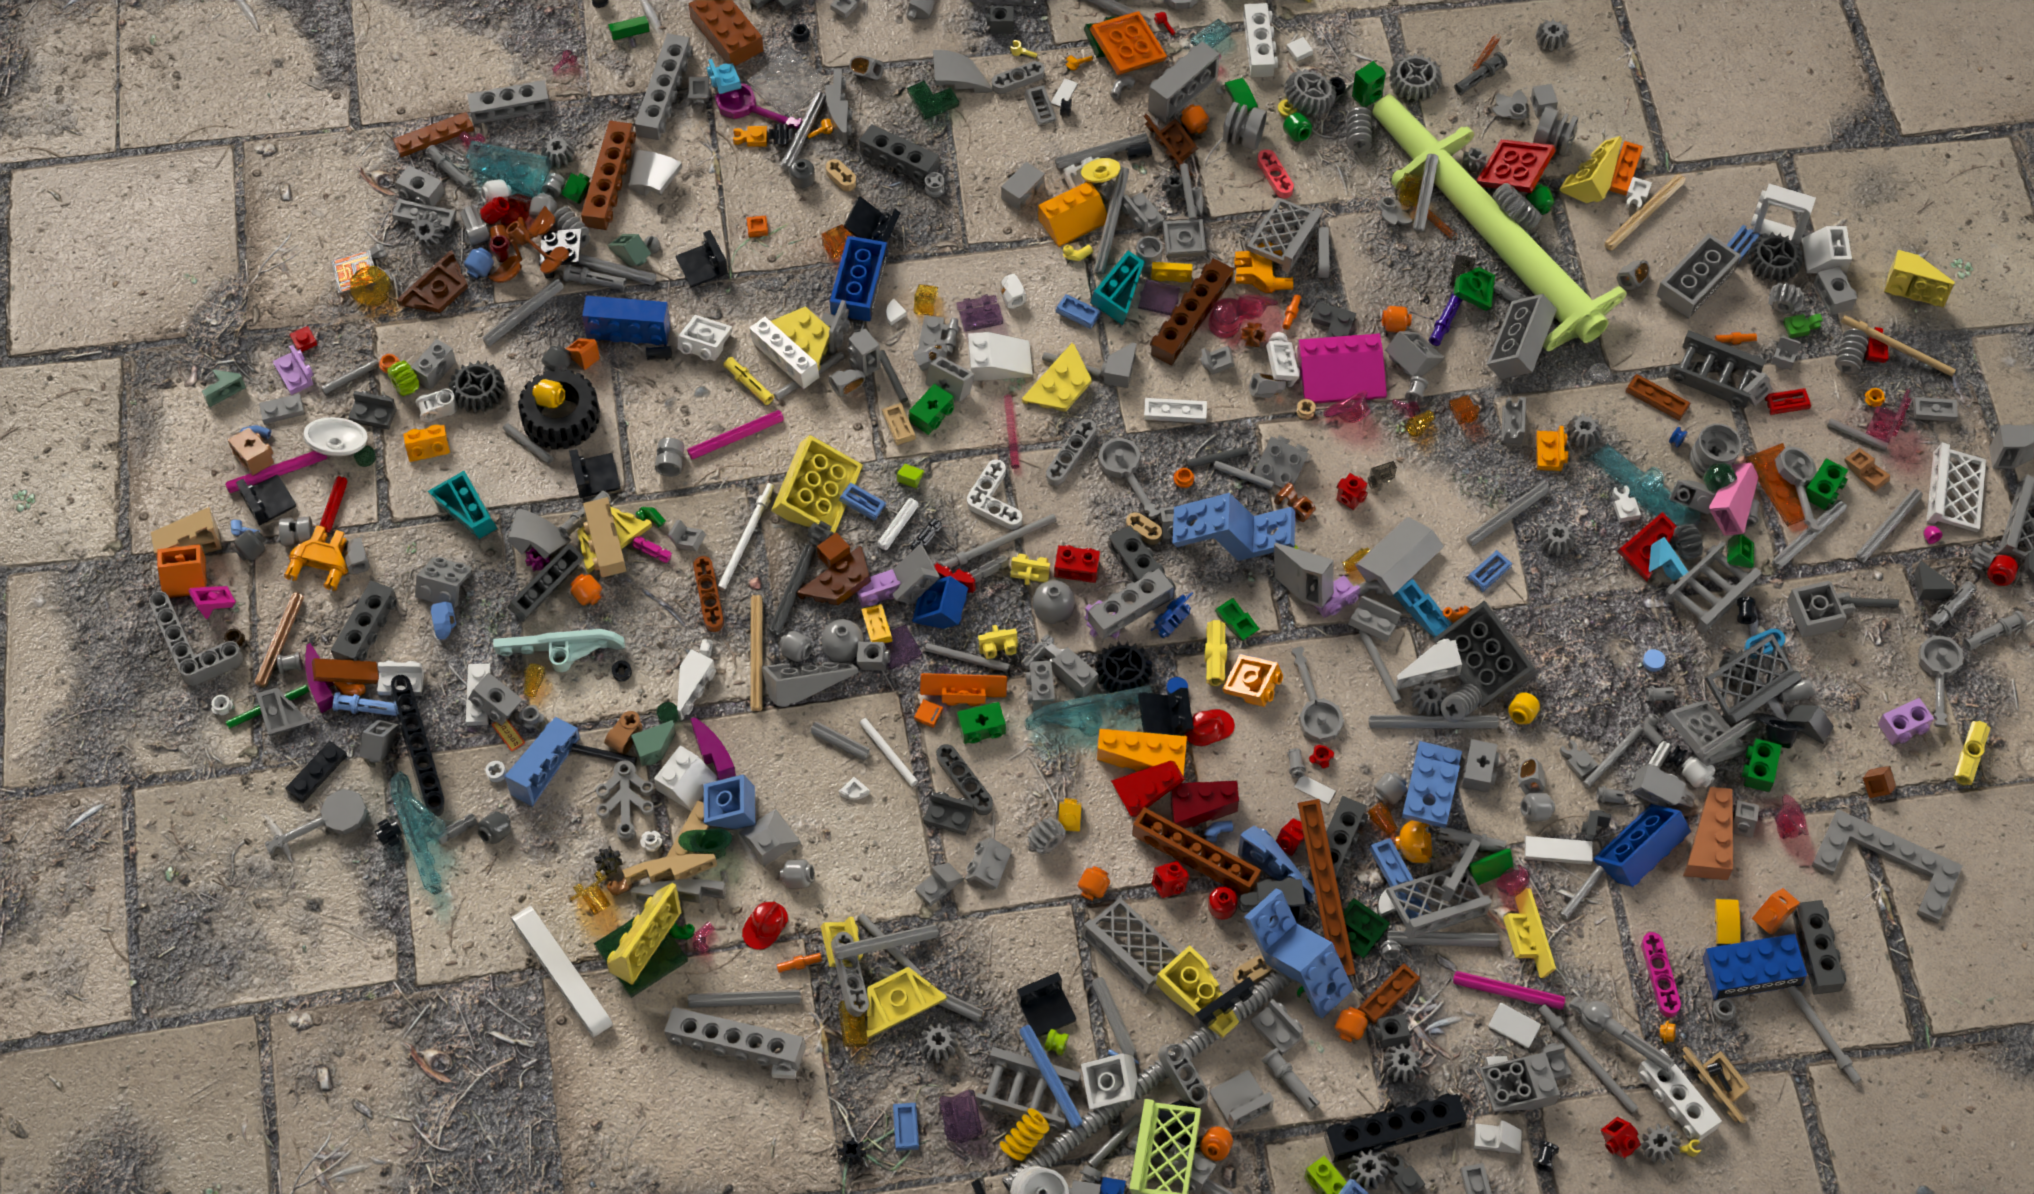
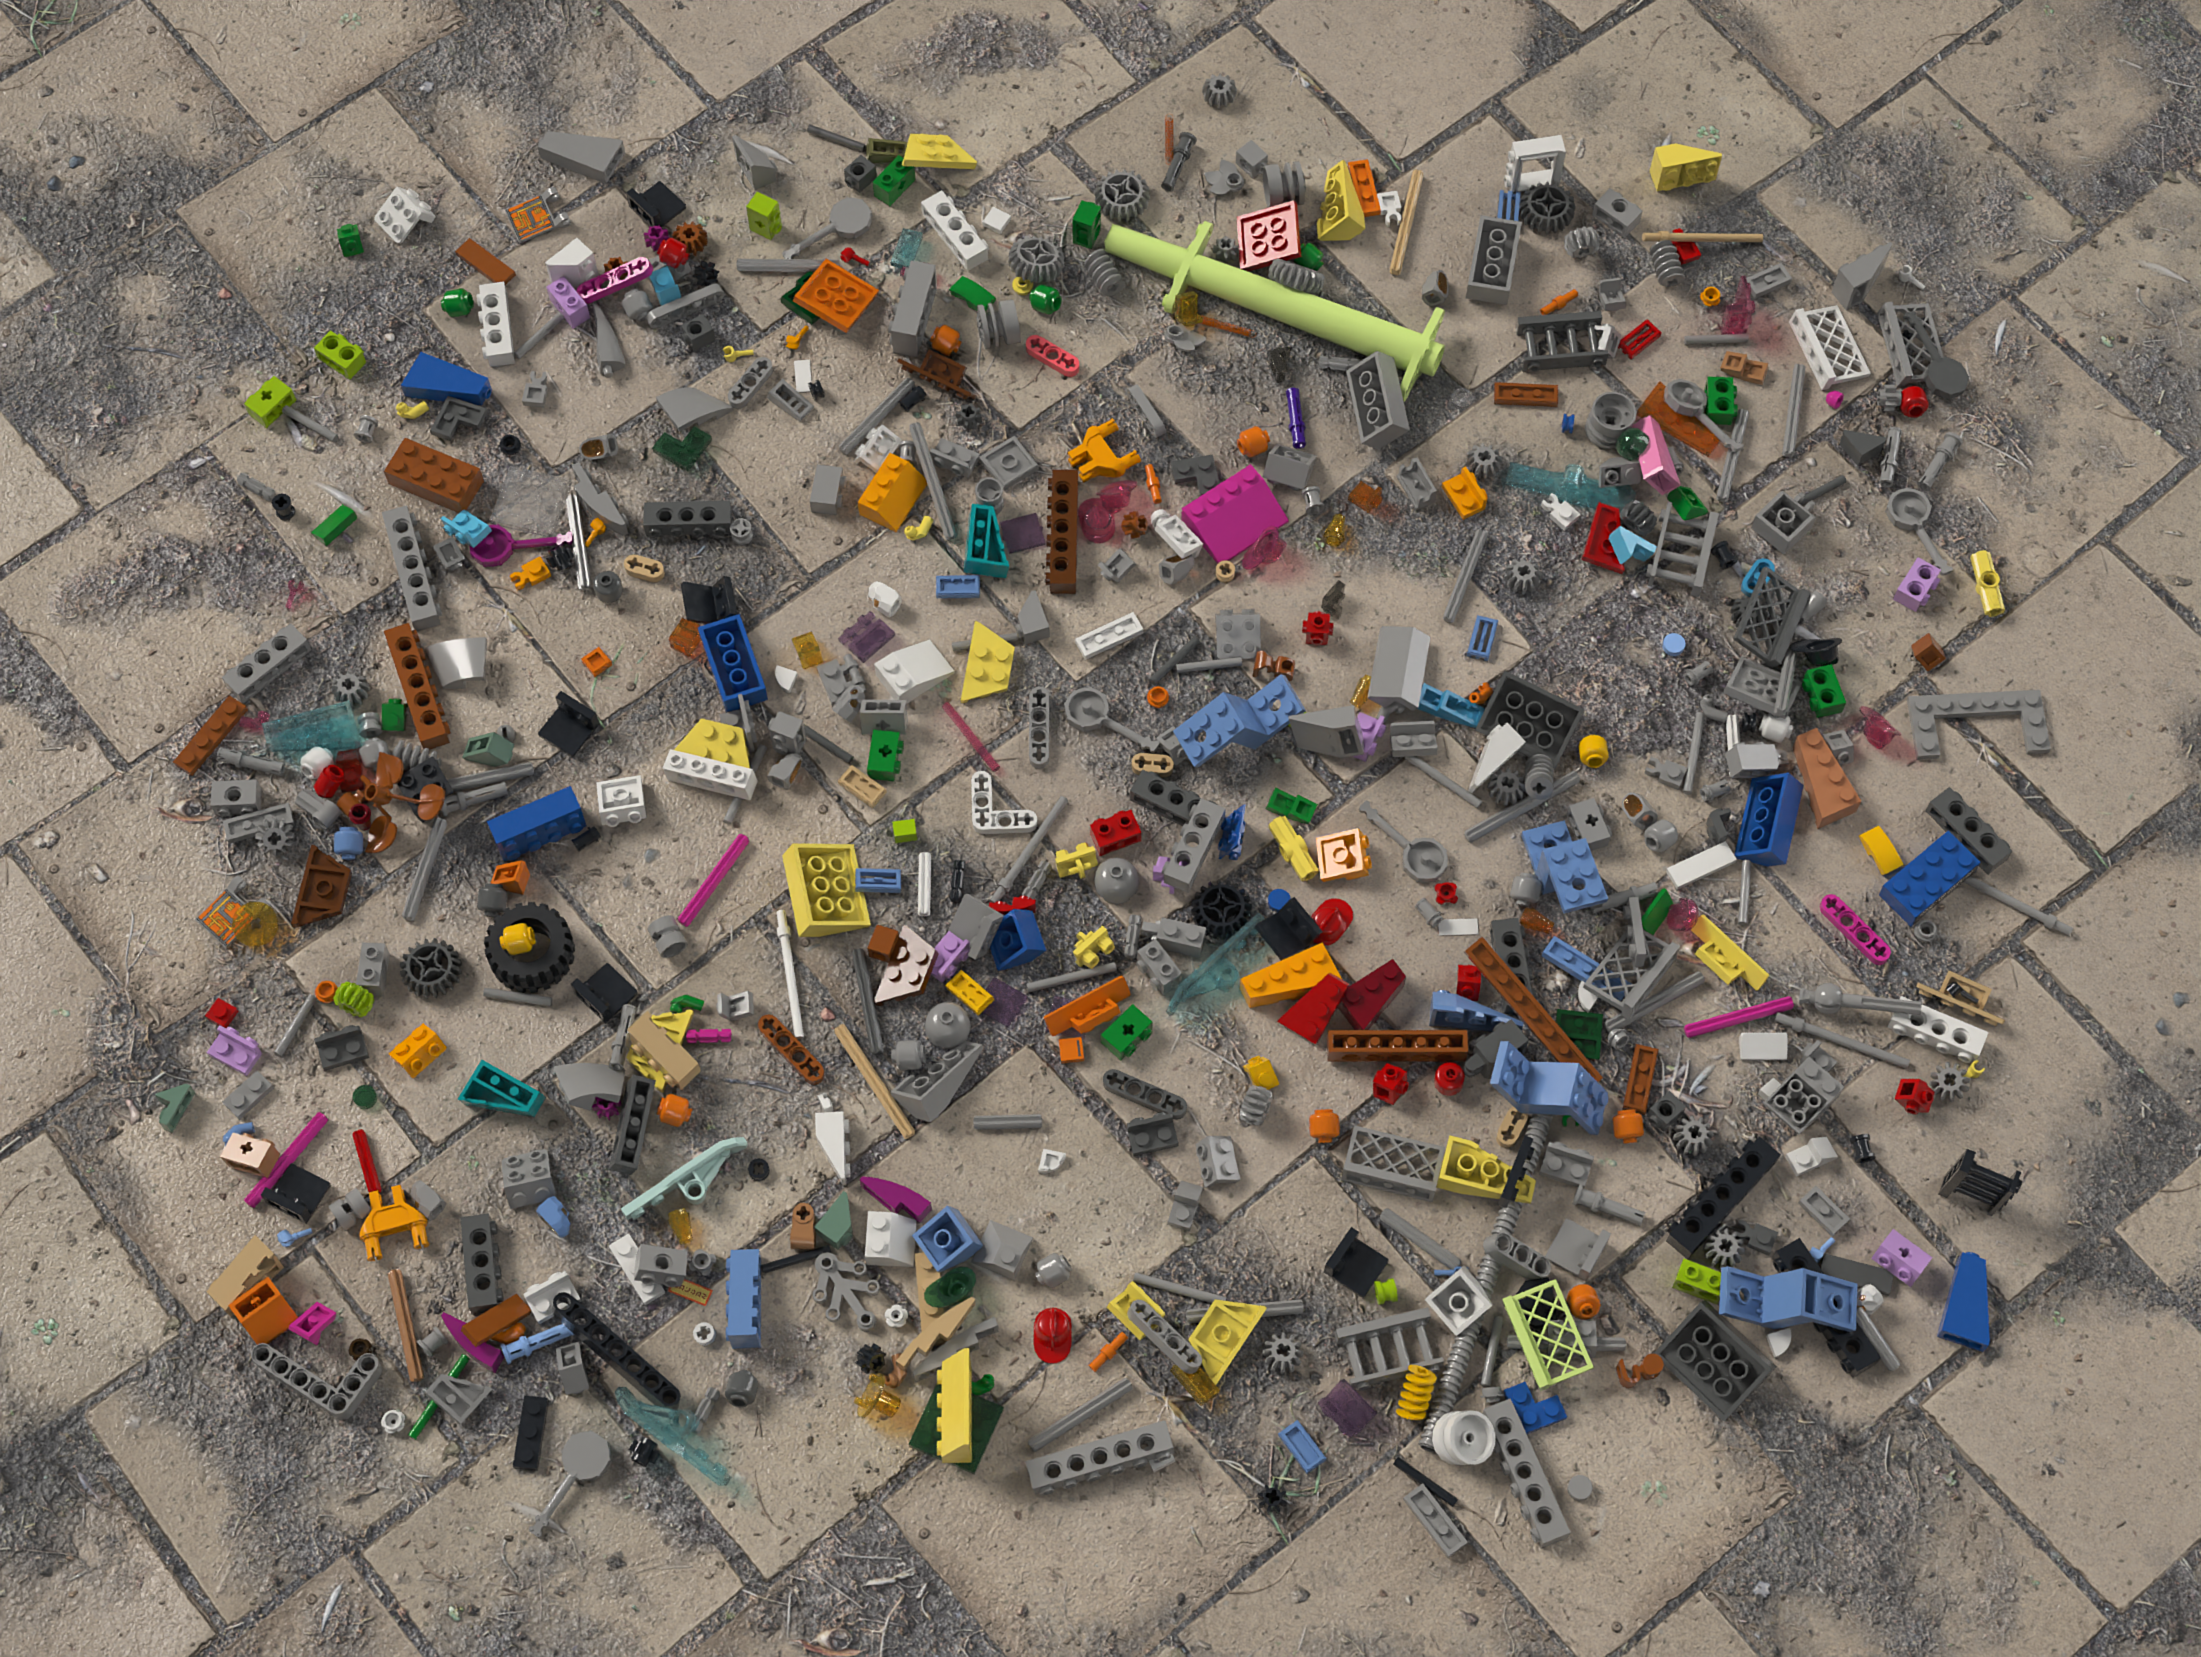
camera: 30 degrees left, 5 degrees up
(249, 545) = (313, 1249): dark grey head -> none
(335, 436) = (326, 1094): white dish -> none
(436, 405) = (402, 1009): white piece -> none
(562, 971) = (896, 1487): white beam -> none
(666, 712) = (829, 1186): clear green tile -> none
(699, 938) = (1002, 1381): clear pink arm -> none
(742, 375) = (682, 817): light yellow pin -> none
(819, 533) = (860, 934): dark grey gear -> none
(866, 650) = (977, 1024): light grey brick -> none
(885, 941) = (1177, 1288): light grey axle -> none
(890, 754) = (1058, 1107): white bar -> none
(1051, 1076) = (1405, 1326): medium blue axle -> none
(1100, 170) = (894, 437): light yellow dish -> none
(1126, 80) = (851, 340): light grey arm -> none
(1171, 272) = (1025, 500): yellow plate -> none
(1188, 192) = (987, 416): light grey bar -> none
(1198, 200) = (1002, 426): light grey arm -> none
(1215, 828) = (1397, 1013): medium blue arm -> none
(1299, 238) = (1118, 405): light grey fence -> none
(1340, 84) = (1055, 236): black plate -> none
(1411, 407) = (1318, 519): clear pink hand -> none
(1415, 842) = (1578, 929): light orange cylinder -> none
(1425, 192) = (1204, 304): light grey axle -> none
(1476, 288) = (1305, 373): green plate -> none
(1668, 1032) = (1893, 978): light orange plate -> none
(1775, 912) = (1919, 819): orange torso -> none
(1800, 326) = (1606, 262): bright green plate -> none
(1812, 720) = (1838, 626): dark grey slope -> none
(1827, 249) = (1588, 177): white slope -> none

